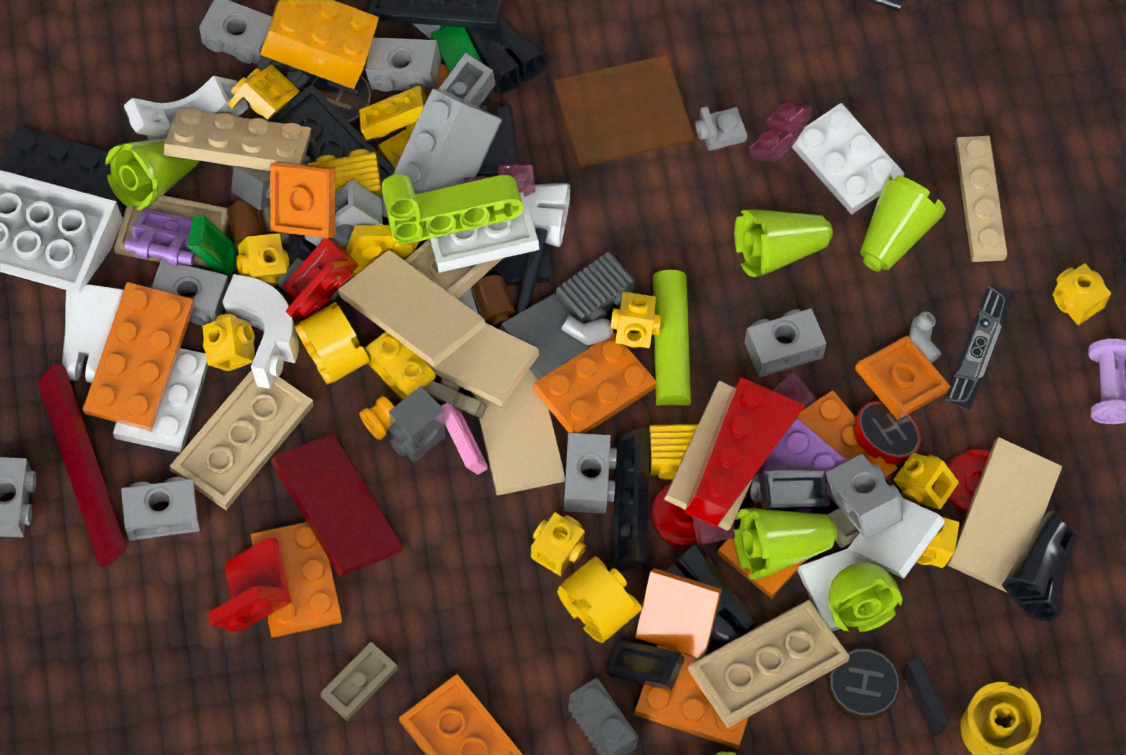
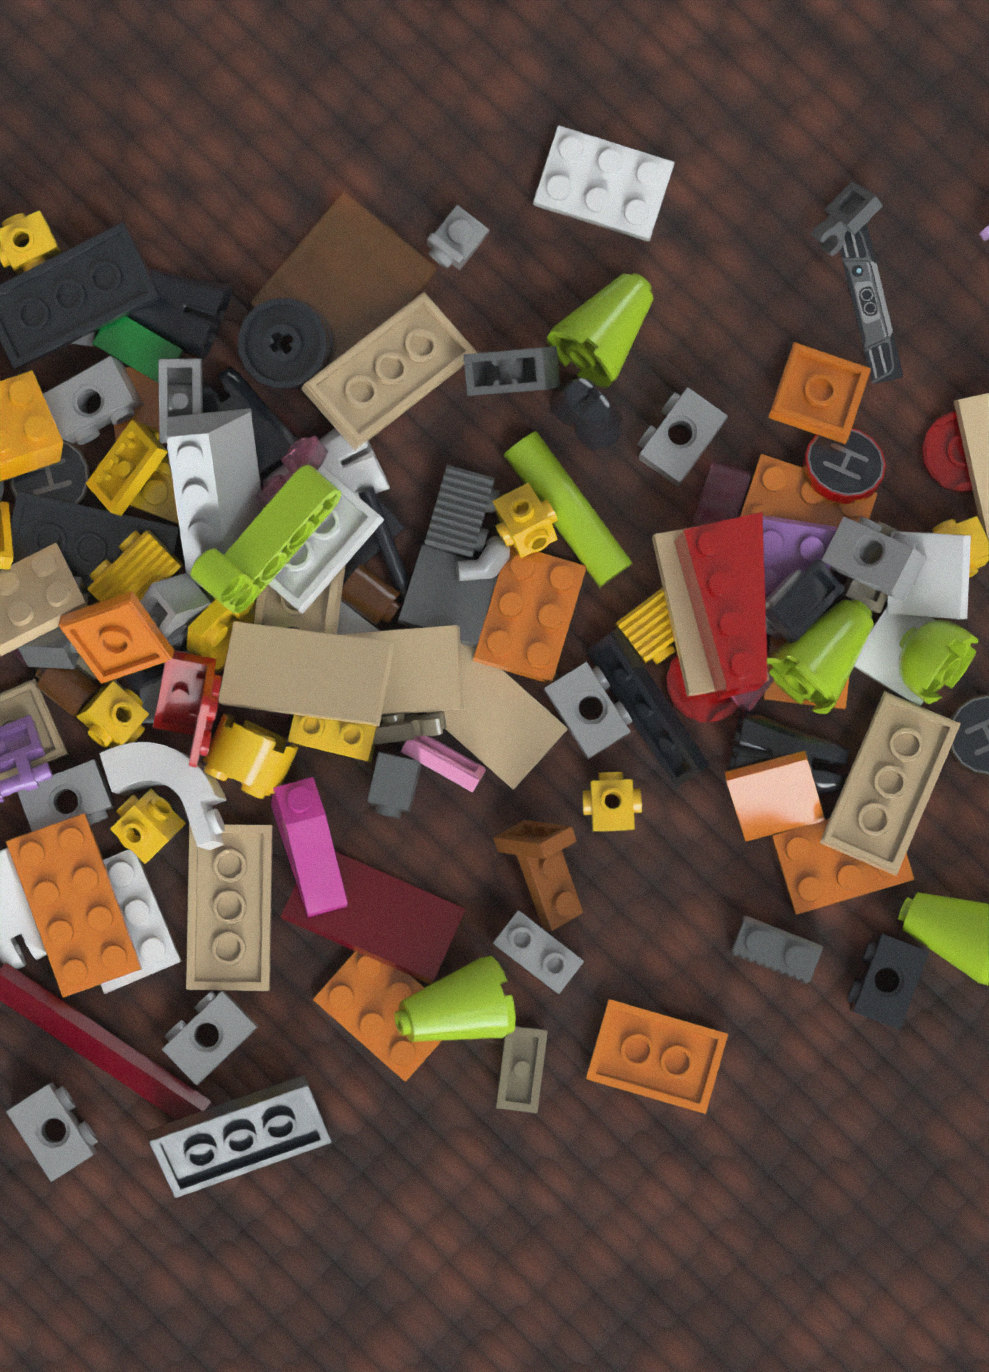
camera: 30 degrees left, 20 degrees up
(127, 584) = (239, 1136): none -> plate
(212, 245) = (55, 739): green tile -> none
(255, 587) = (361, 1052): red bracket -> none
(327, 426) = (309, 846): none -> dark pink slope
(346, 598) = (460, 1006): none -> lime cone
(377, 418) = (349, 795): light orange wheel -> none
(431, 607) = (538, 952): none -> light grey brick
(477, 556) = (544, 868): none -> dark orange bracket
(558, 111) = (263, 337): none -> black wheel
(598, 599) = (692, 835): yellow brick -> none
(614, 171) = (388, 371): none -> tan tile
(645, 664) = (776, 865): black tile -> none
(697, 221) = (511, 370): none -> dark grey brick
(730, 280) = (591, 411): none -> black piece
(784, 129) = (523, 195): clear pink slope -> none
(898, 222) = (708, 230): lime cone -> none
(921, 334) = (806, 332): light grey arm -> none
(926, 480) = (915, 492): yellow brick -> none
(980, 199) = (766, 134): tan plate -> none
(1003, 278) = (846, 212): none -> dark grey plate
(1080, 293) = (946, 170): yellow brick -> none

